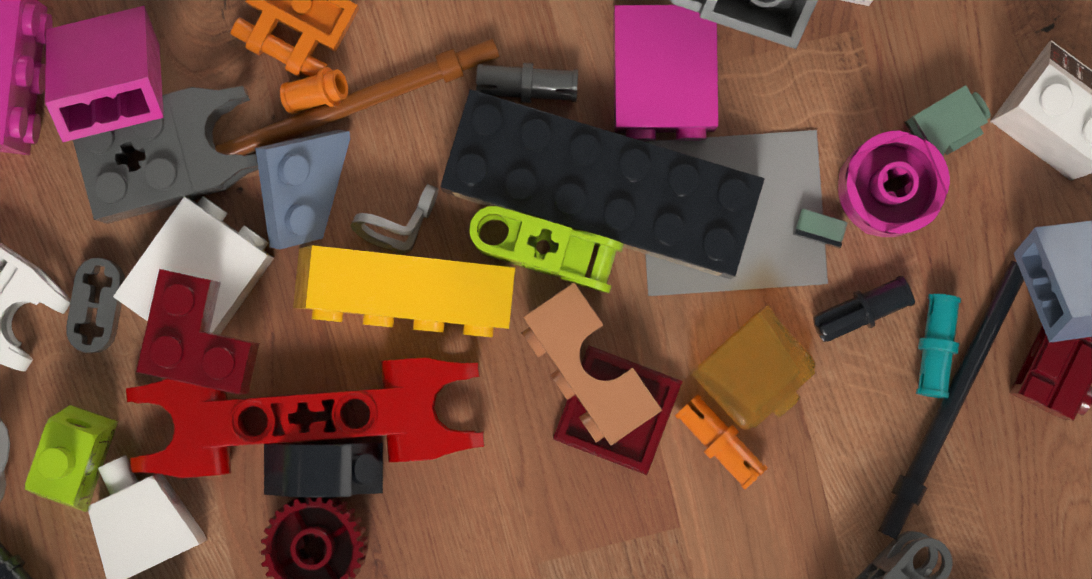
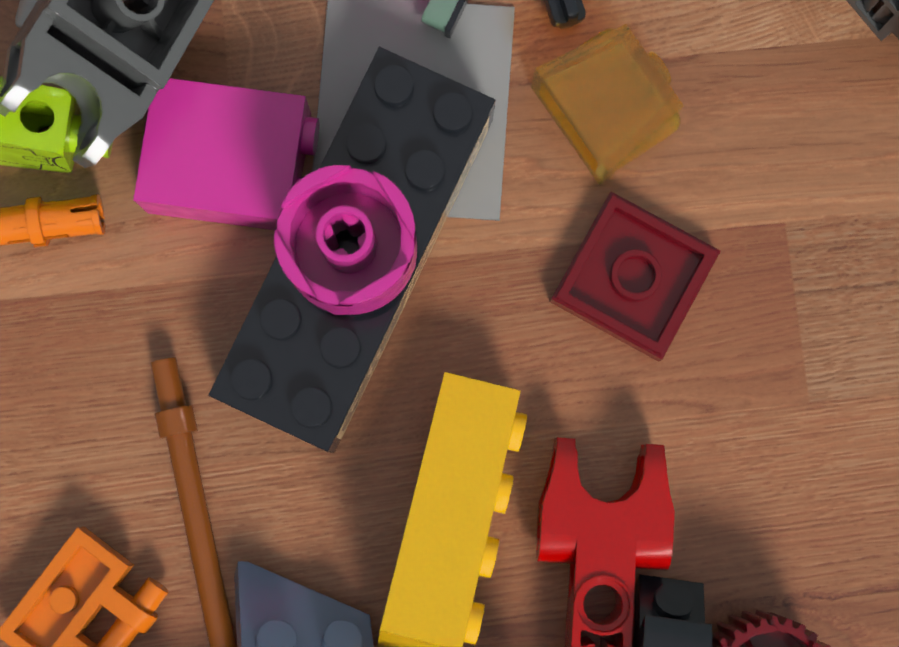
camera: 85 degrees left, 5 degrees down
(324, 88) = (177, 588): orange pin -> none
(412, 229) = (353, 480): light grey piece -> none
(527, 82) = (213, 325): dark grey pin -> none
(568, 251) = (440, 297): lime piece -> none
(599, 147) = (363, 204): none -> dark pink brick
(611, 406) = (634, 274): nougat arch -> none
(721, 441) = (691, 155): orange pin -> none

